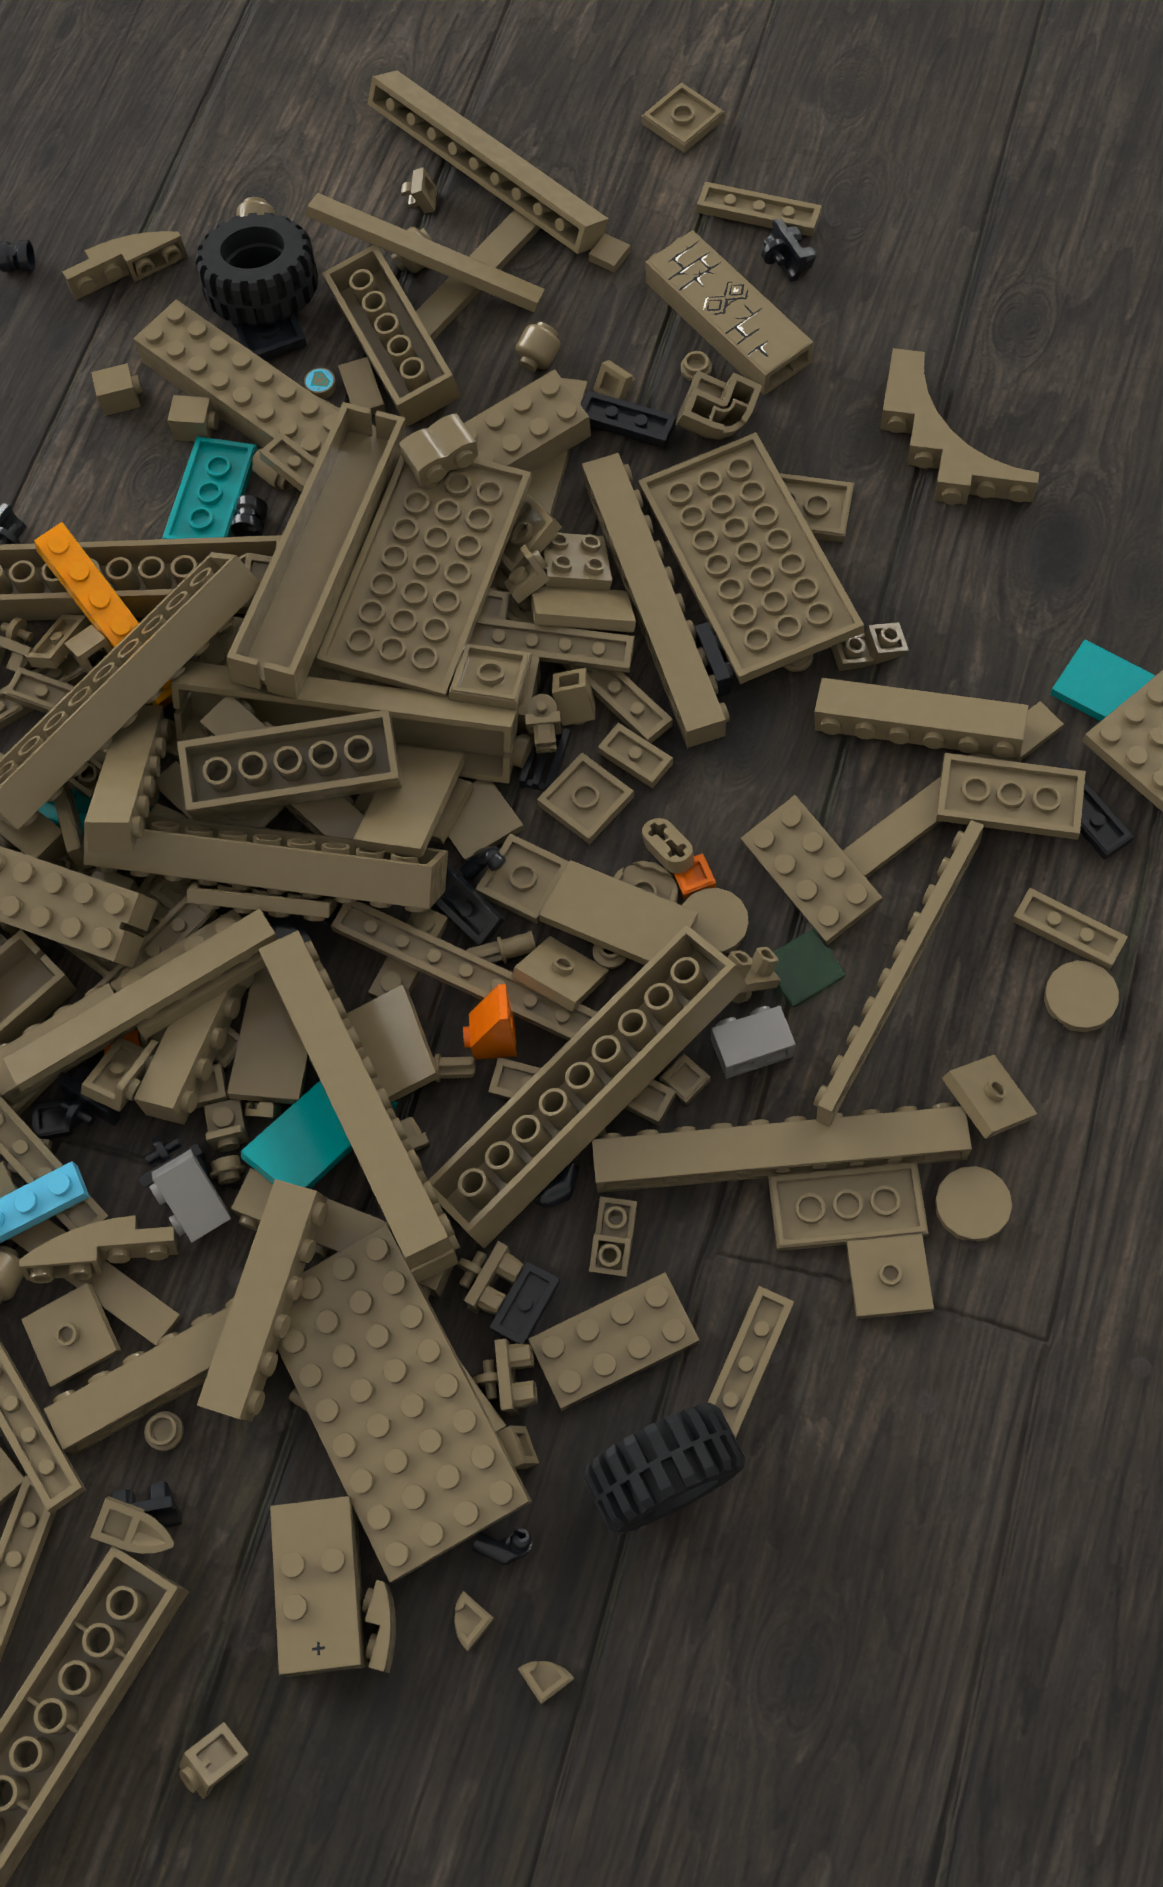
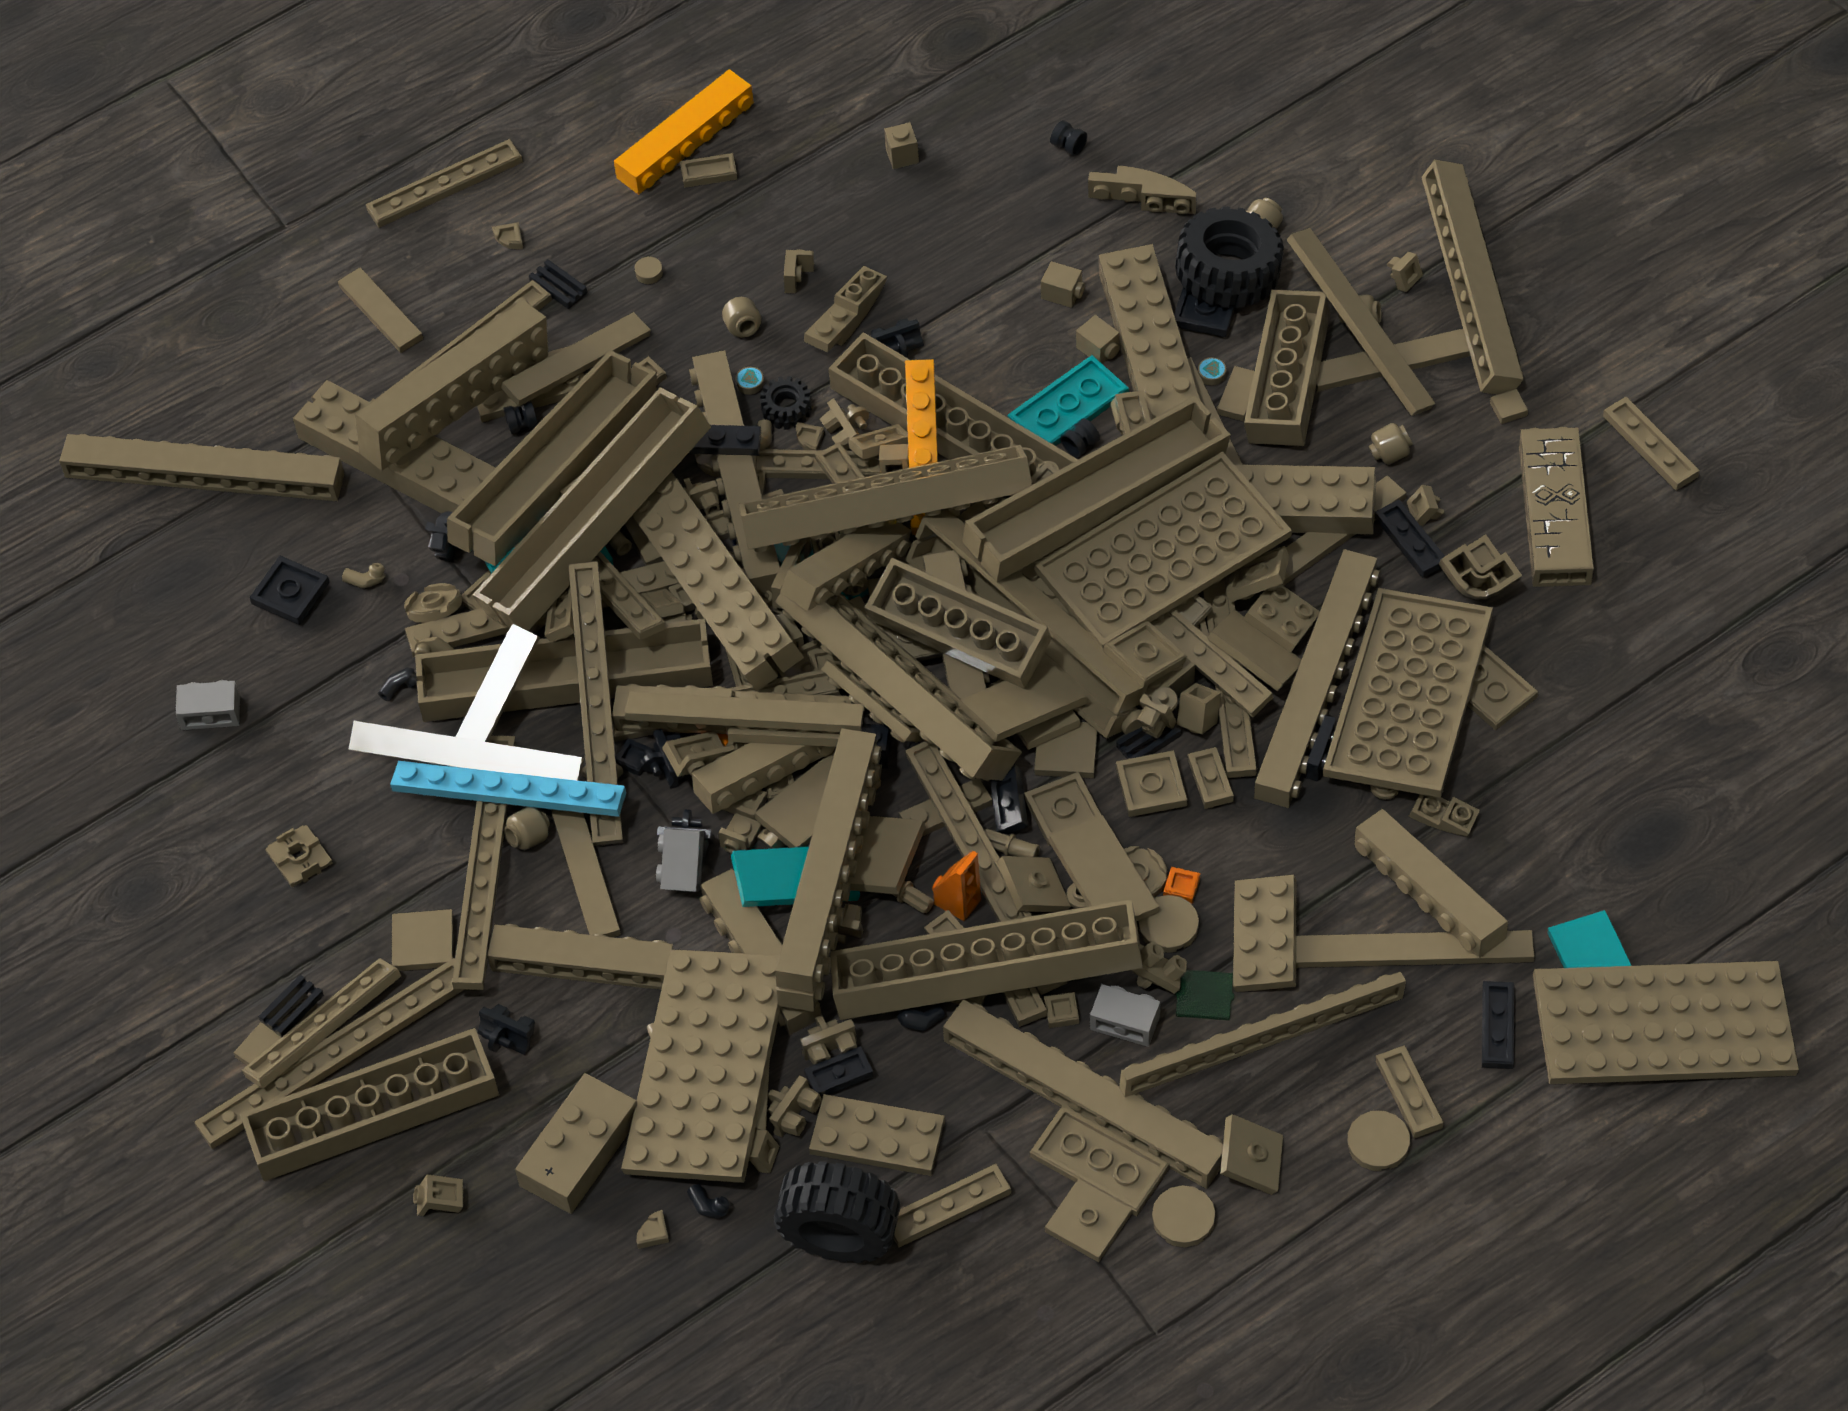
camera: 35 degrees right, 10 degrees down
(71, 1335) = (544, 895): dark tan plate -> none
(83, 1249) = (592, 847): dark tan slope -> none
(130, 1528) = (492, 1025): dark tan plate -> none
(164, 1431) = (556, 992): dark tan plate -> none
(226, 1169) = (718, 862): dark tan plate -> none
(263, 1301) = (675, 947): dark tan brick -> none
(380, 1612) = (603, 1185): dark tan slope -> none
(439, 449) = (1235, 472): dark tan brick -> none
(480, 859) = (1044, 776): black arm -> none
(527, 578) = (1230, 605): dark tan bracket -> none
(545, 1678) = (671, 1295): dark tan tile -> none
(613, 1236) = (932, 1073): dark tan slope -> none
(673, 841) = (1176, 851): dark tan beam -> none
(683, 117) = (1656, 335): dark tan plate -> none
(695, 361) = (1498, 532): dark tan plate -> none
(785, 250) = (1638, 485): black hips -> none
(934, 445) = (1617, 700): dark tan arch -> none
(1011, 795) = (1445, 976): dark tan plate -> none

